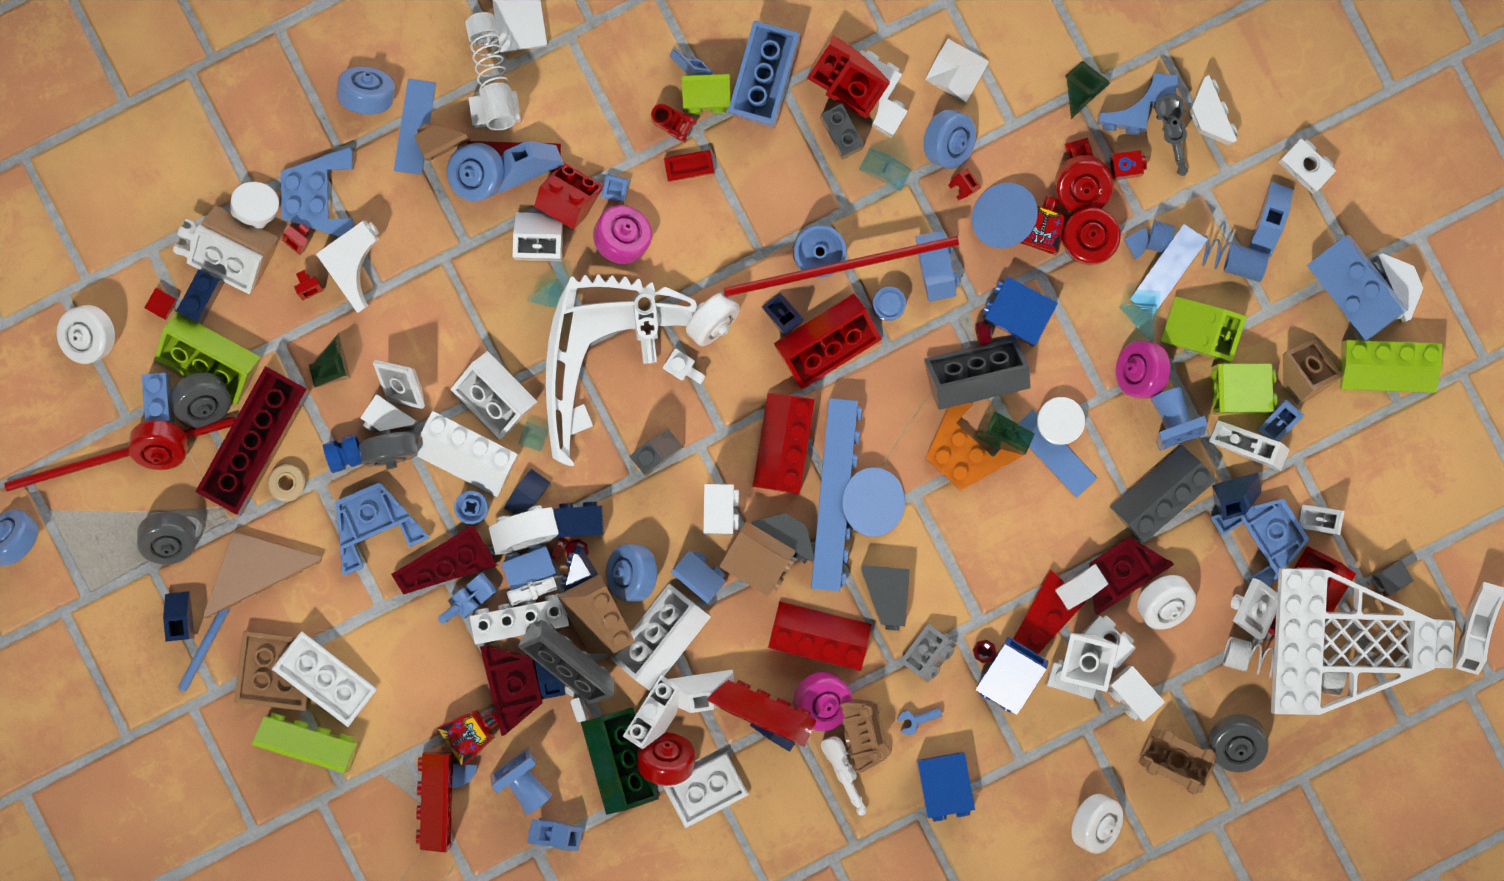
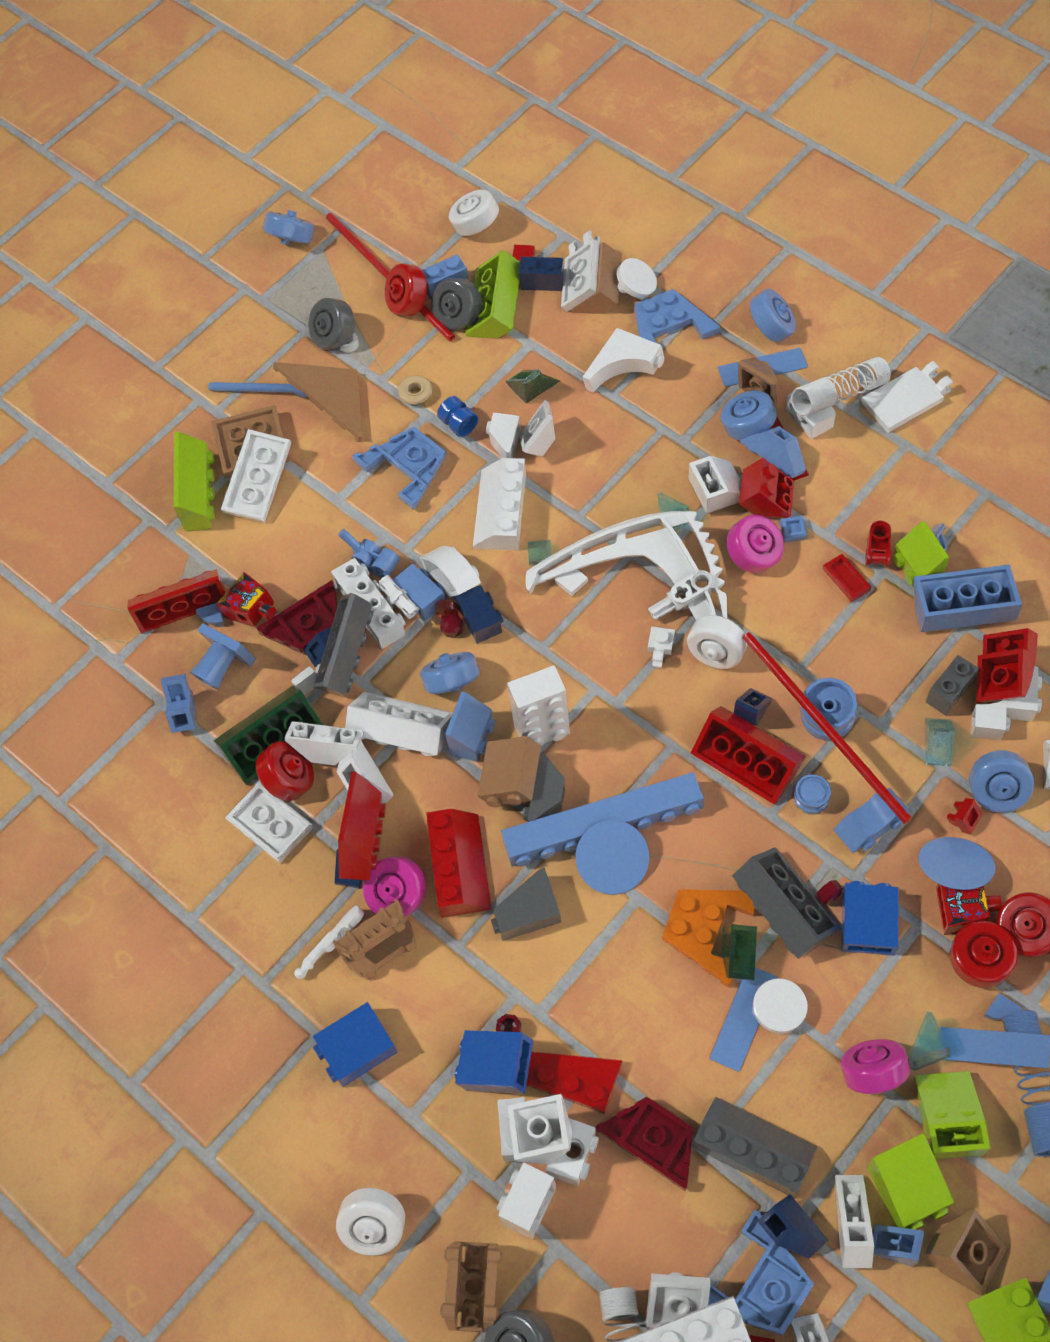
camera: 75 degrees right, 25 degrees down
(178, 617) = (263, 354): dark blue slope -> none
(252, 441) = (438, 349): dark red brick -> none
(296, 238) = (624, 318): red tile -> none
(308, 286) = (587, 340): red tile -> none
(388, 449) = (475, 440): dark grey wheel -> none
(450, 560) = (398, 529): dark red wing -> none
(471, 507) = (454, 528): medium blue wheel -> none
(493, 395) = (562, 505): white slope -> none
(527, 493) = (489, 564): dark blue slope -> none
(580, 569) = (427, 632): dark blue slope -> none
(596, 617) = (397, 657): medium nougat slope -> none
(656, 452) = (568, 644): dark grey slope -> none
(783, 443) = (632, 758): red slope -> none
(918, 719) = (412, 991): medium blue bar -> none
(928, 653) = (483, 973): light grey bracket -> none
(1081, 587) = (618, 1096): white slope -> none
(1166, 602) = (641, 1197): white wheel -> none
(1176, 419) = (835, 1128): medium blue plant -> none

